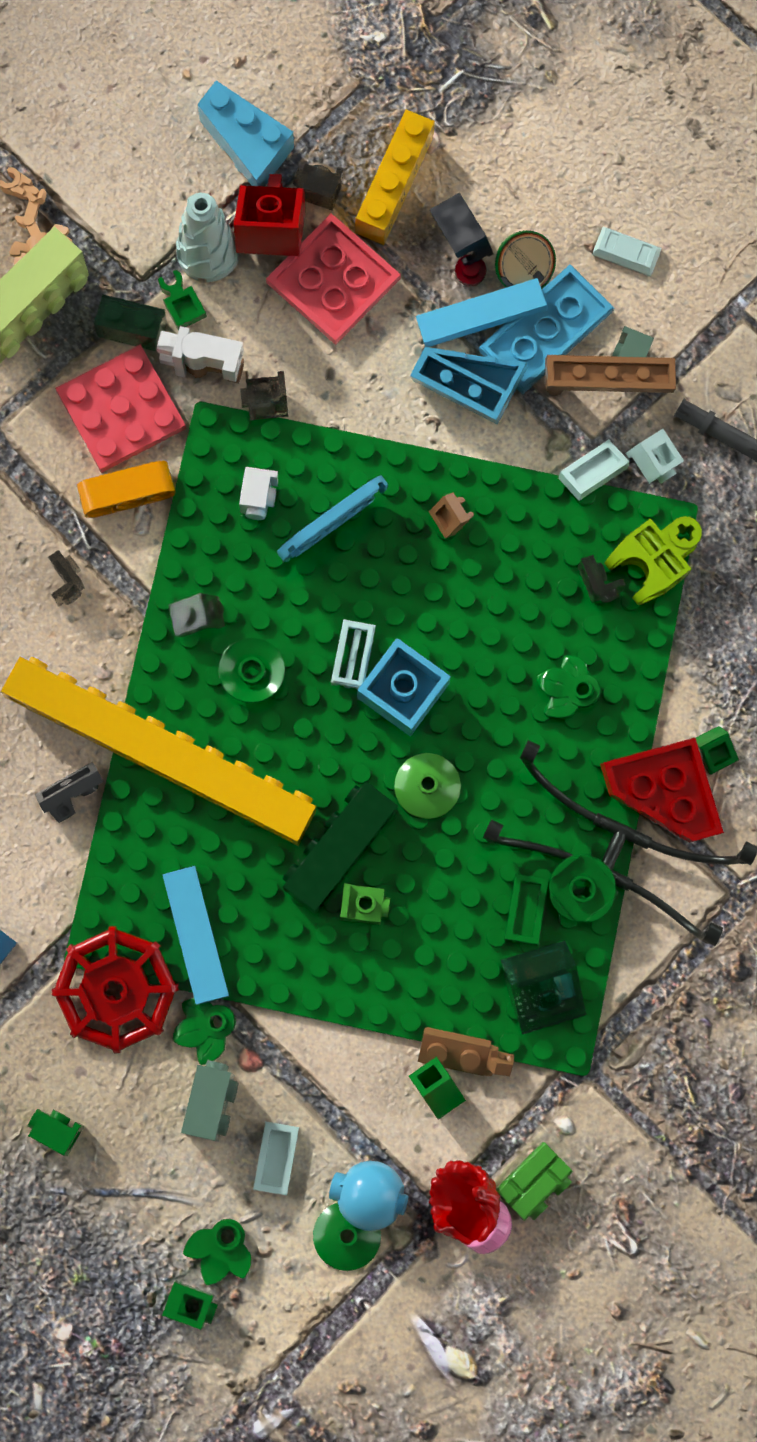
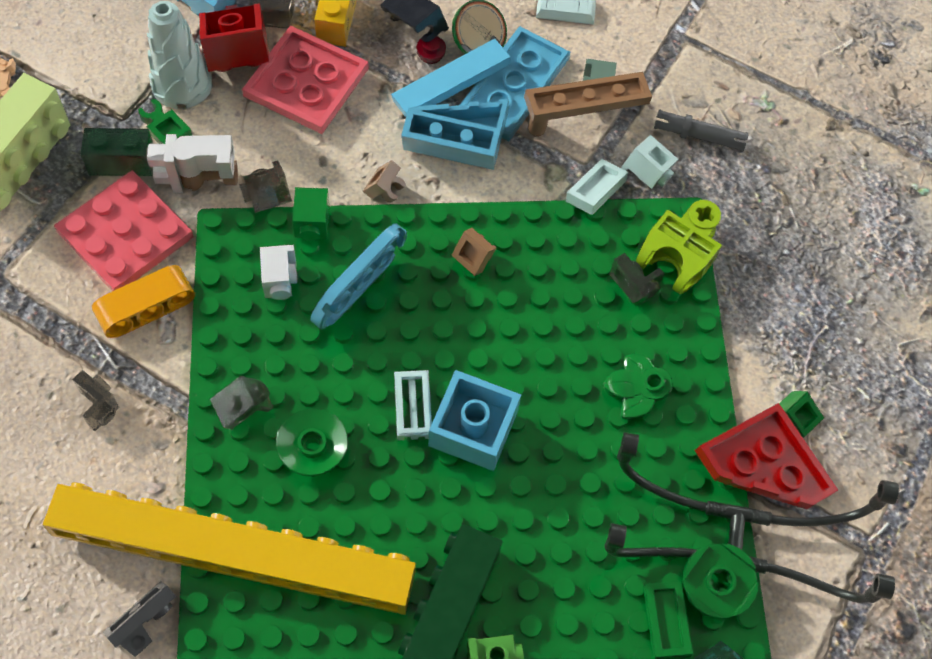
camera: 15 degrees left, 15 degrees down
(302, 438) = (311, 213): none -> green brick
(381, 413) = (382, 180): none -> medium nougat tile
(423, 802) = (521, 533): bright green dish -> none

